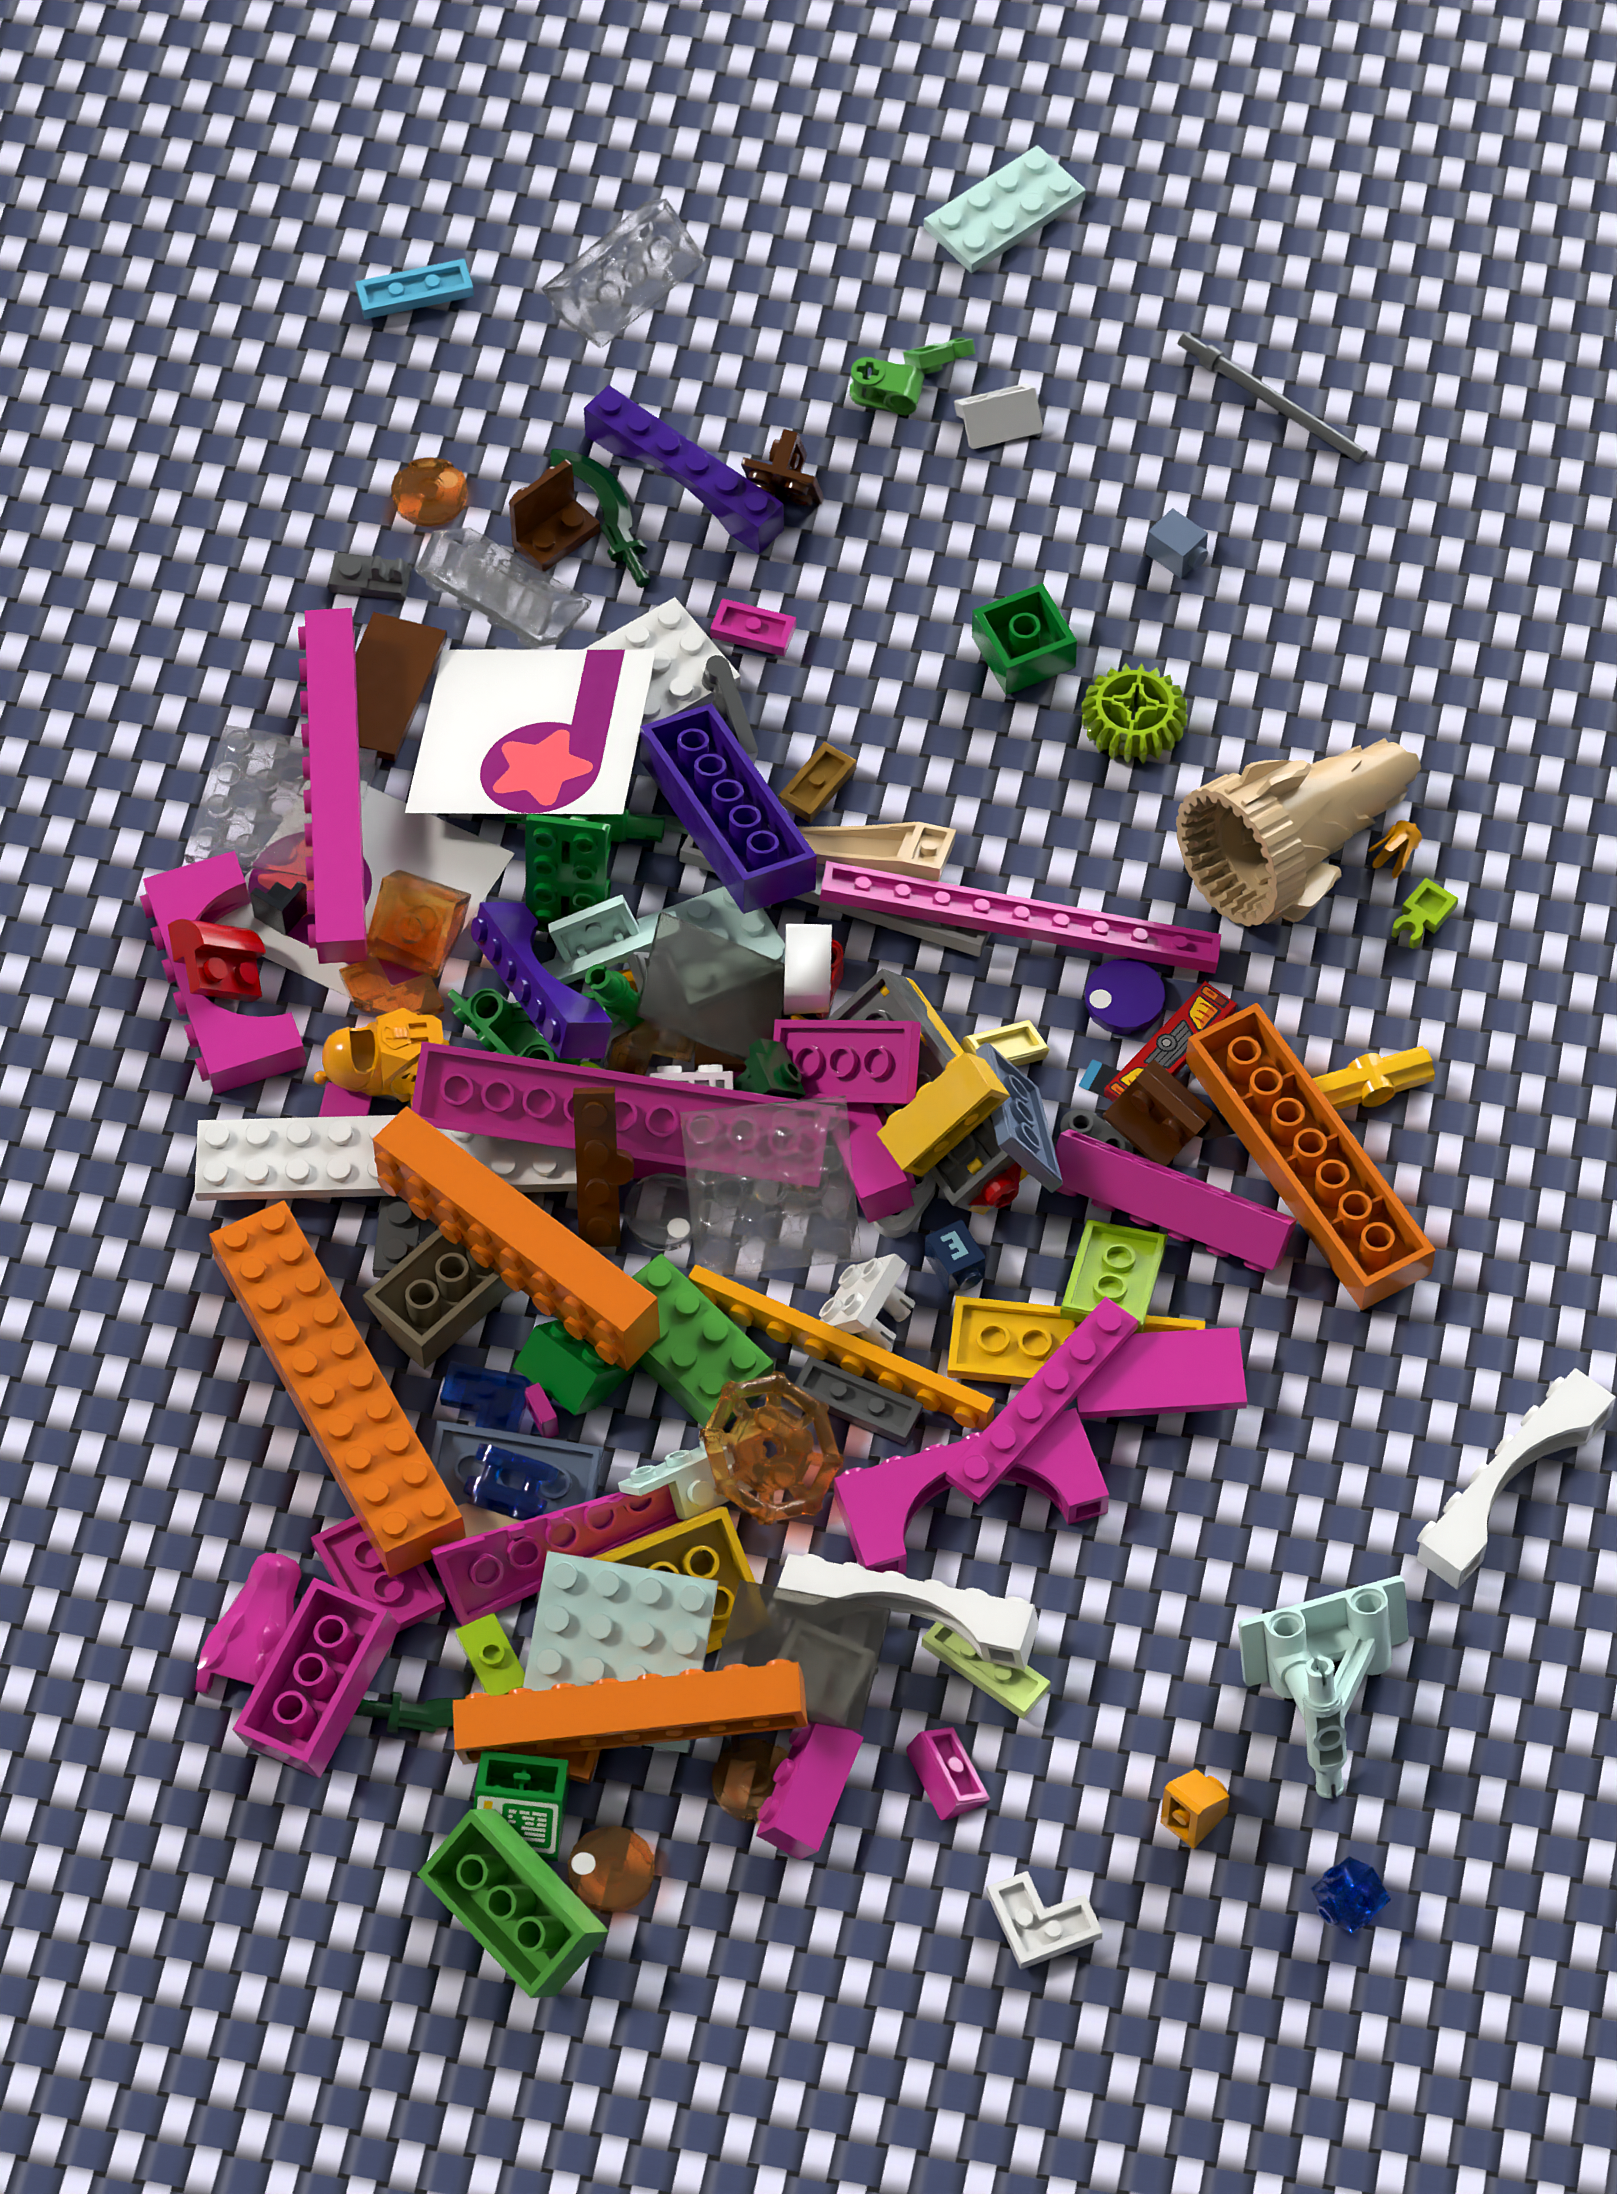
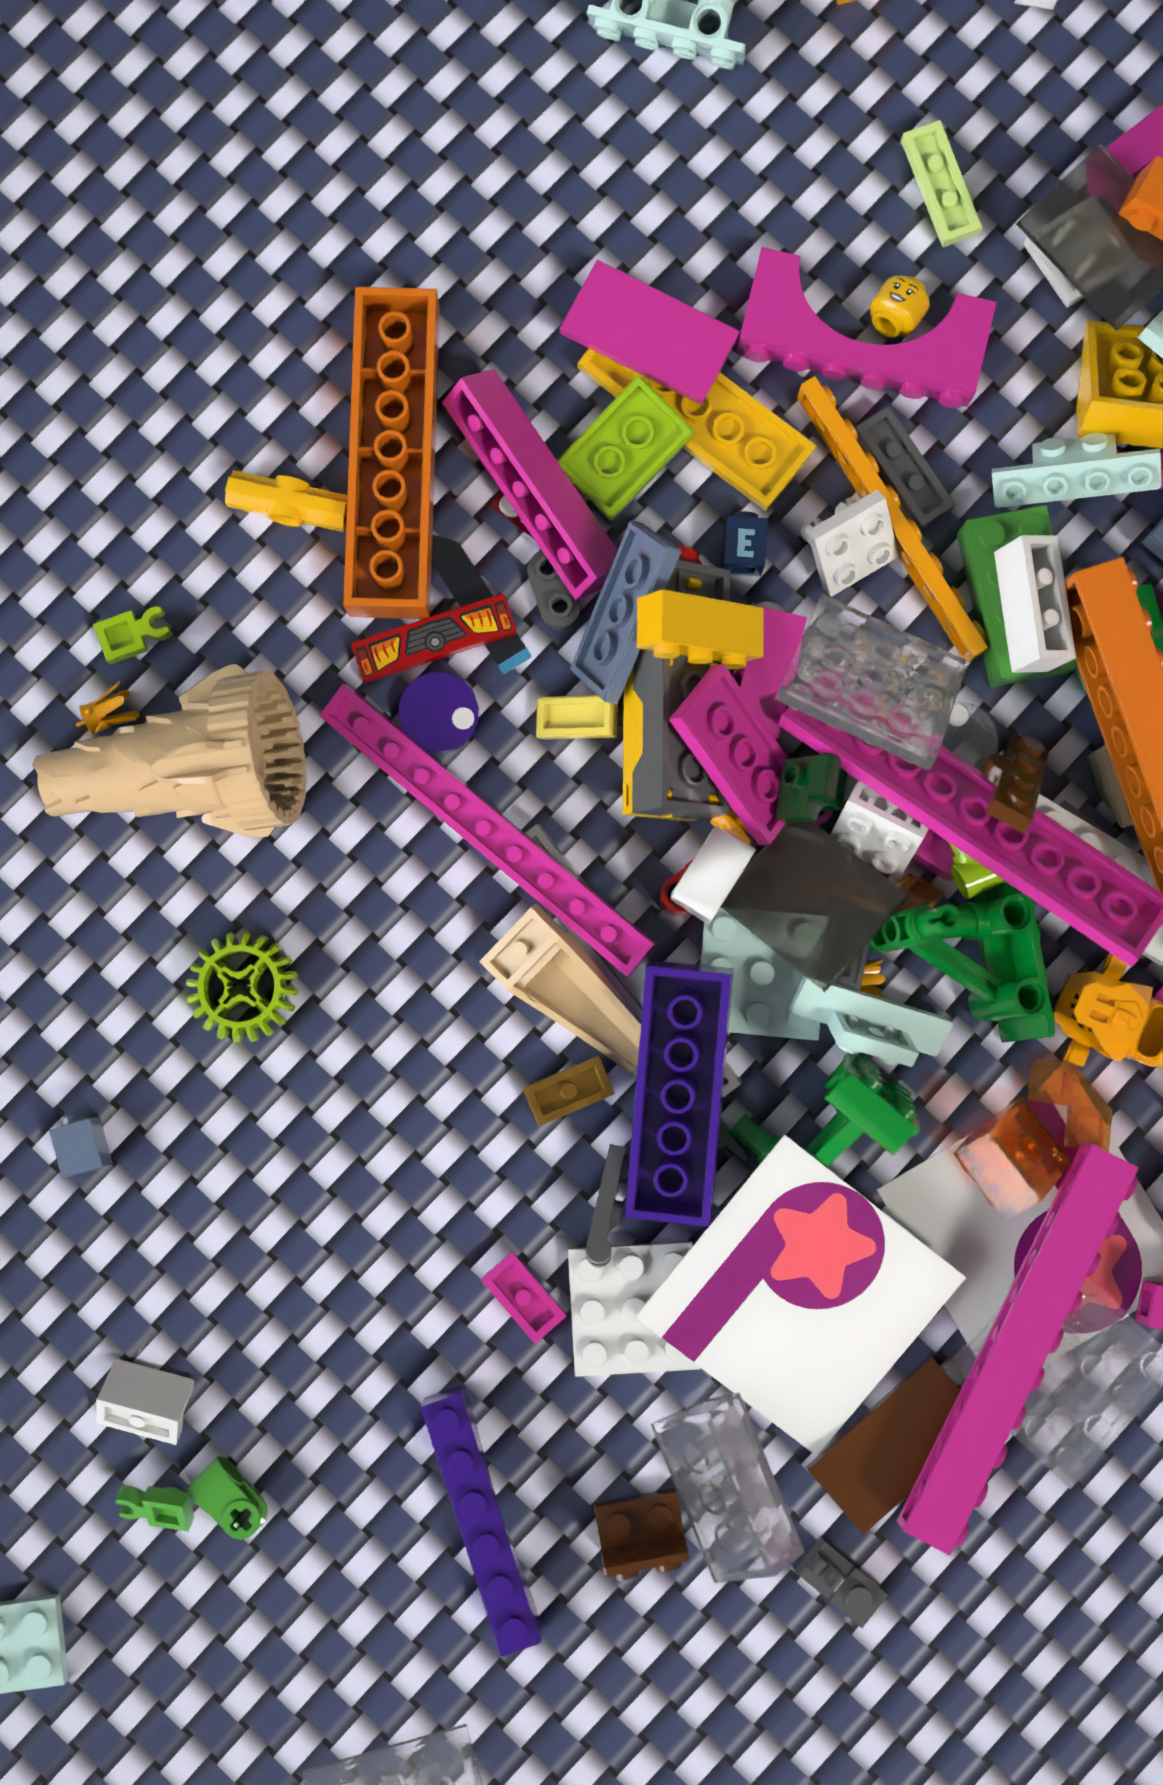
camera: 150 degrees left, 25 degrees up
(280, 906) = (1126, 1254): black panel -> none
(429, 492) = (729, 1649): clear orange tile -> none
(565, 1018) = (949, 1083): dark purple arch -> none
(615, 511) = (566, 1523): dark green sword -> none
(678, 1298) = (1034, 604): none -> white brick
(785, 473) = (397, 1447): reddish brown bracket -> none
(792, 1442) = (1009, 430): clear orange plate -> none
(946, 1772) = (1022, 120): dark pink slope -> none
(952, 1528) = (899, 306): none -> yellow head
(994, 1626) = (932, 184): white arch -> none
(1024, 638) = (290, 1122): green brick -> none
(1041, 1400) = (766, 352): dark pink plate -> none
(1157, 1114) = (489, 571): reddish brown bracket -> none
(1565, 1420) = (348, 110): white arch -> none

